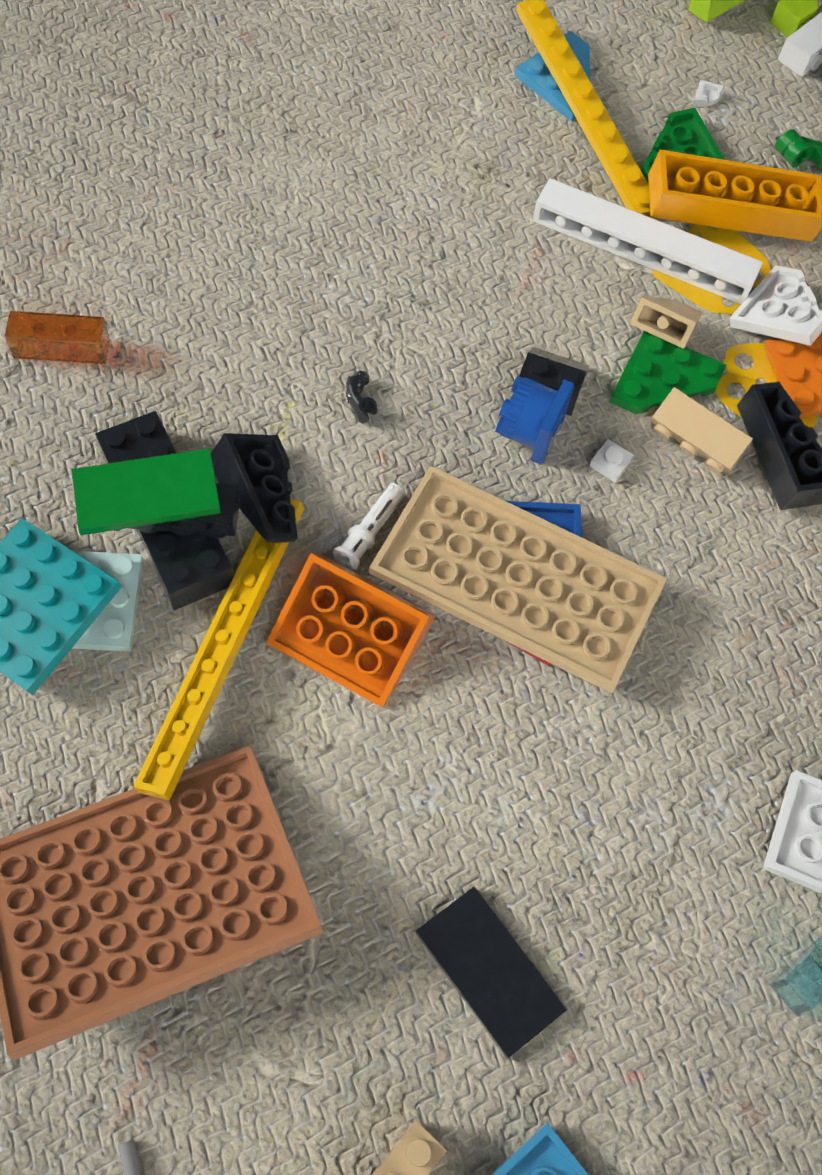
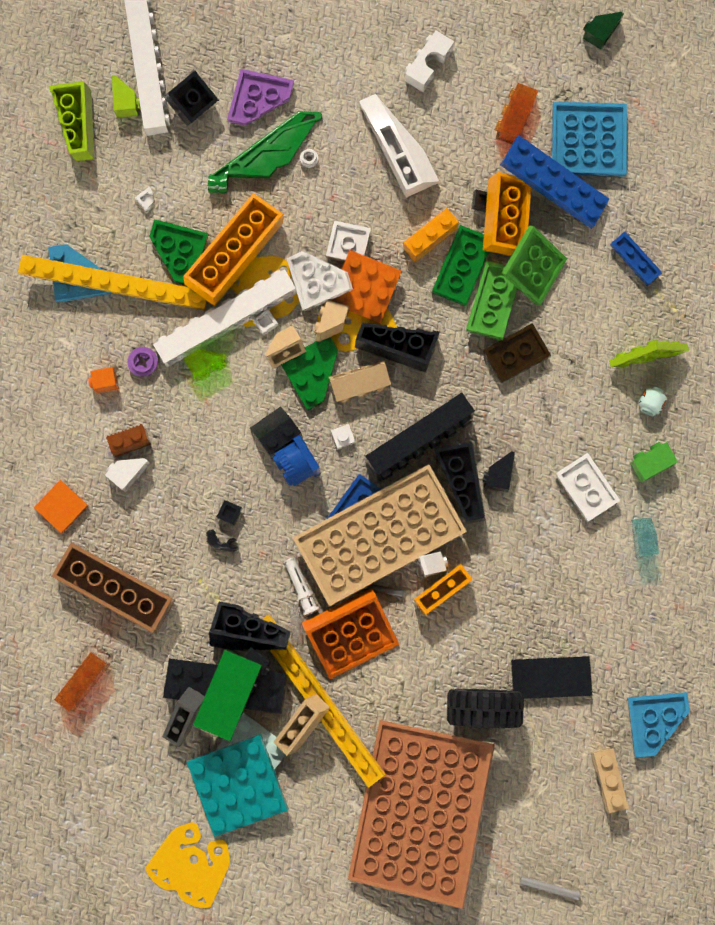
camera: 45 degrees left, 15 degrees up
(89, 450) = (183, 716): none -> dark grey brick
(170, 631) = (301, 724): none -> tan brick
(207, 305) = (113, 588): none -> medium nougat brick
(273, 202) = (61, 506): none -> orange tile
(370, 242) = (126, 472): none -> white slope
(373, 880) = (485, 708): none -> black tyre
(406, 382) = (229, 512): none -> black plate
(410, 221) = (128, 440): none -> dark orange brick
(444, 638) = (385, 590): none -> dark grey bar
(464, 160) = (103, 380): none -> orange brick
(505, 712) = (442, 589): none -> light orange brick
(511, 182) = (145, 353): none -> medium lavender gear
(530, 674) = (432, 564): none -> white slope
(572, 249) = (204, 362): none -> clear neon green slope
(678, 288) = (265, 322): none -> white tile
(684, 641) = (462, 474): none -> black wedge
(695, 546) = (419, 437): none -> black brick
(730, 690) = (499, 474): none -> black slope
(747, 353) = (332, 320): none -> tan slope

